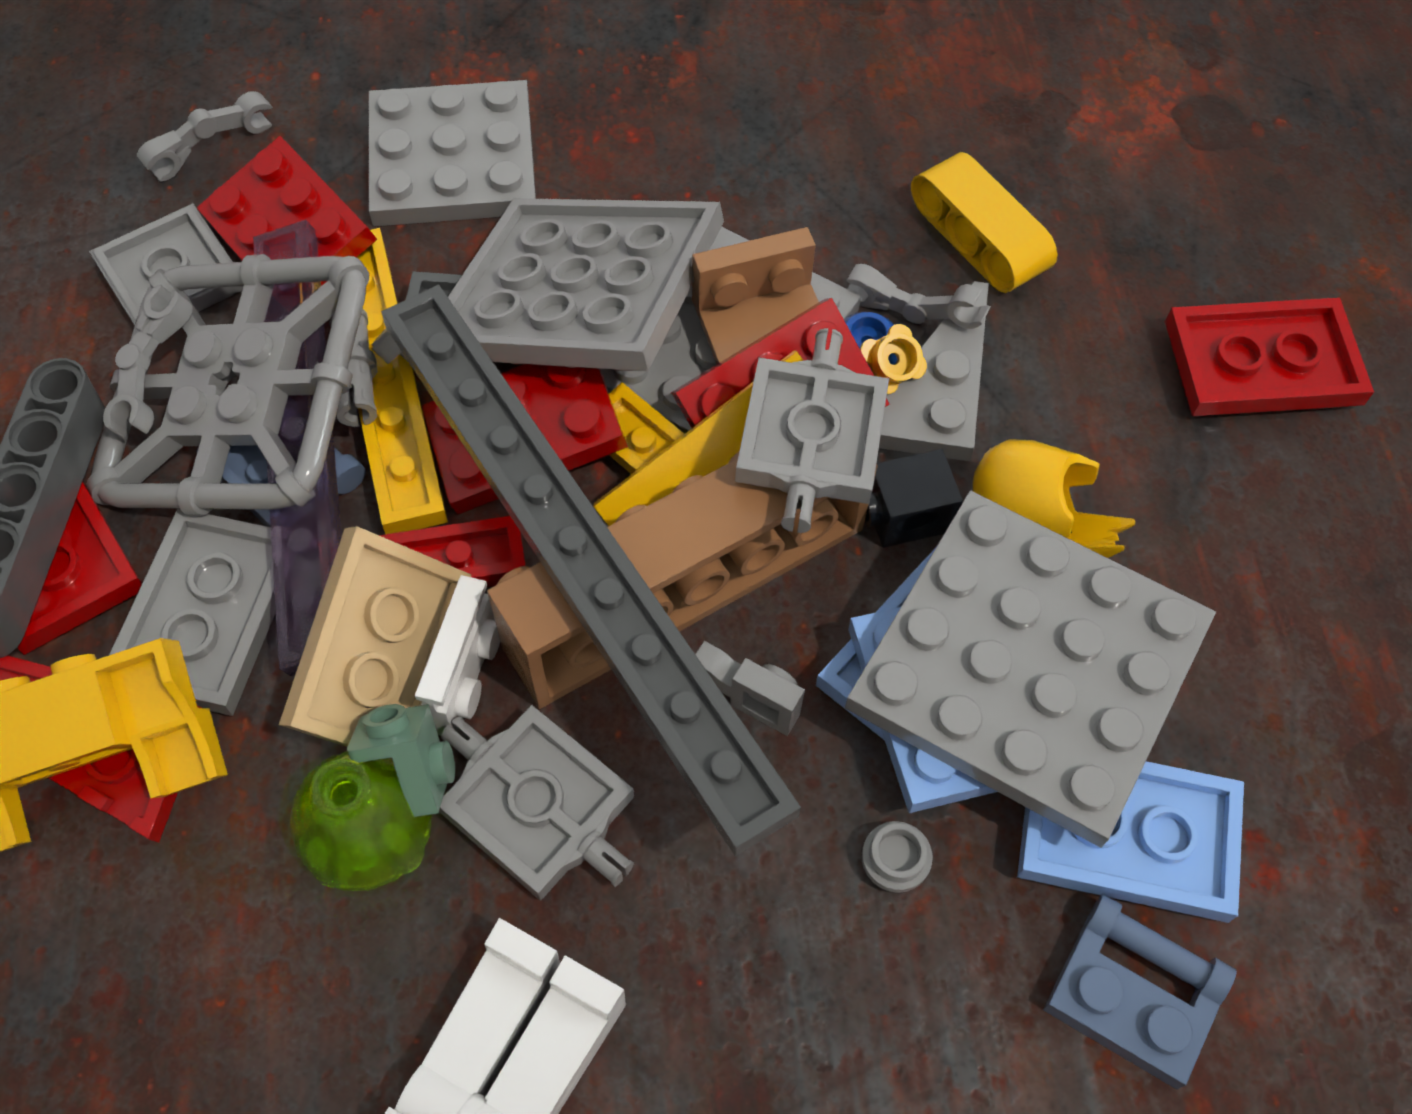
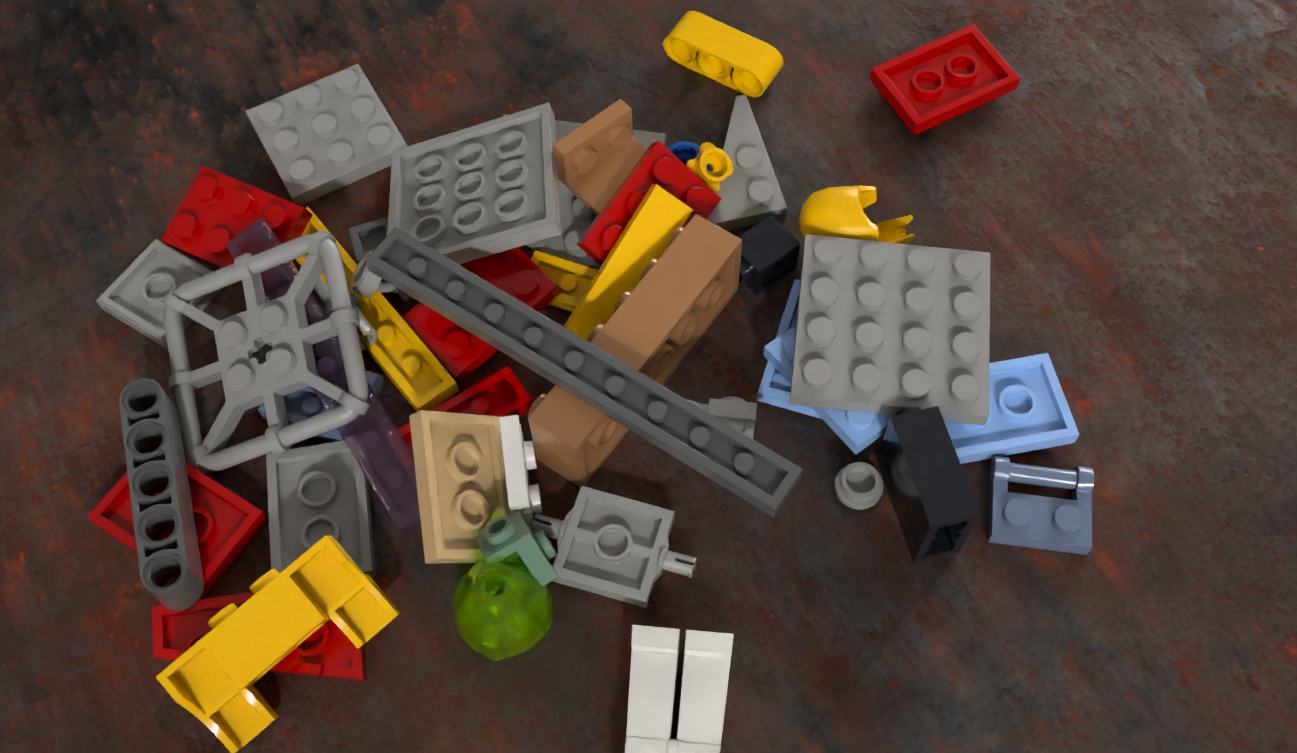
camera: 20 degrees left, 0 degrees up
(158, 320) = (183, 362): light grey piece -> none
(175, 146) = (117, 207): light grey piece -> none
(812, 430) = (693, 231): light grey plate -> none
(881, 293) = (678, 126): light grey piece -> none
(983, 894) = (926, 483): none -> black brick

